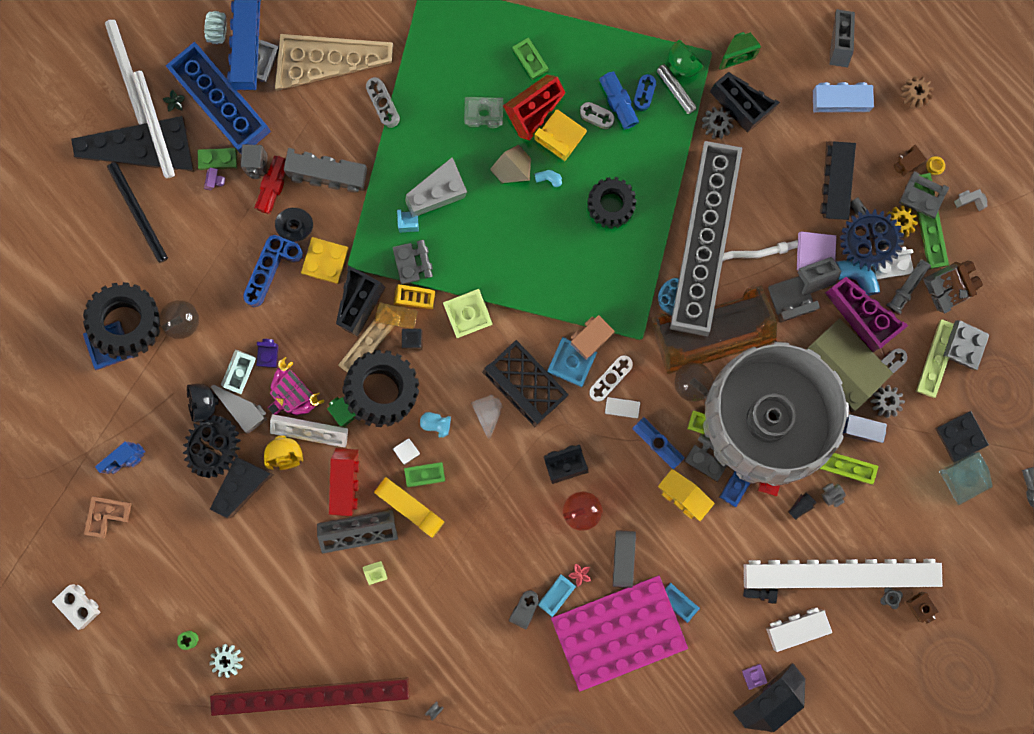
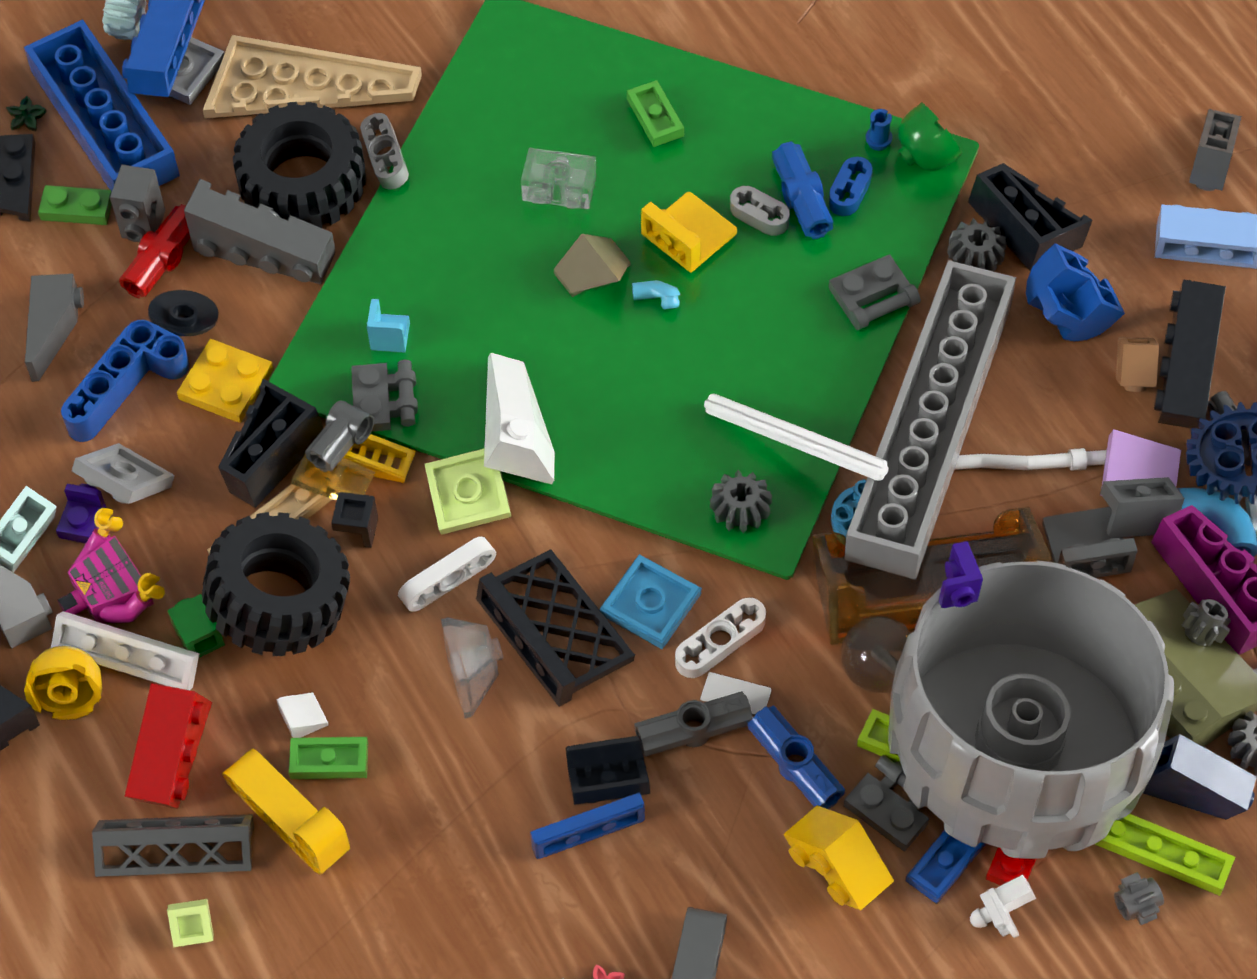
camera: 10 degrees right, 25 degrees down
(212, 179) = (59, 231): medium lavender tile -> none
(222, 235) = (50, 319): none -> dark grey slope
(285, 330) = (122, 473): none -> light grey plate
(330, 99) = (298, 133): none -> black tyre
(397, 290) = (343, 428): none -> dark grey piece
(434, 422) = (371, 668): medium azure animal -> none
(436, 190) = (448, 283): light grey wedge -> none
(465, 363) = (447, 574): none -> white beam
(487, 275) = (514, 424): none -> white wedge
(533, 105) = (647, 174): red wedge -> none
(560, 494) = (588, 826): none -> blue tile
(582, 511) = (625, 857): clear red piece -> none
(592, 337) = (694, 553): nougat brick -> none
(611, 186) = (764, 316): black tyre -> none
(615, 296) = (740, 501): none -> dark grey gear
(616, 425) = (715, 715): none -> dark grey piece
(636, 264) = (796, 437): none -> white axle
(656, 60) = (879, 134): none -> blue pin
(661, 156) = (870, 284): none -> dark grey plate
(676, 89) = (908, 187): light grey axle -> none
(739, 363) = (963, 578): none -> dark purple bracket
(741, 49) = (1029, 143): green slope -> none
(765, 508) = (1000, 902): none -> white piece
(772, 149) = (1072, 295): none -> blue brick
(802, 505) = (1074, 912): black cone -> none
(810, 187) = (1137, 363): none -> medium nougat brick
(857, 342) = (1206, 622): none -> flat silver gear

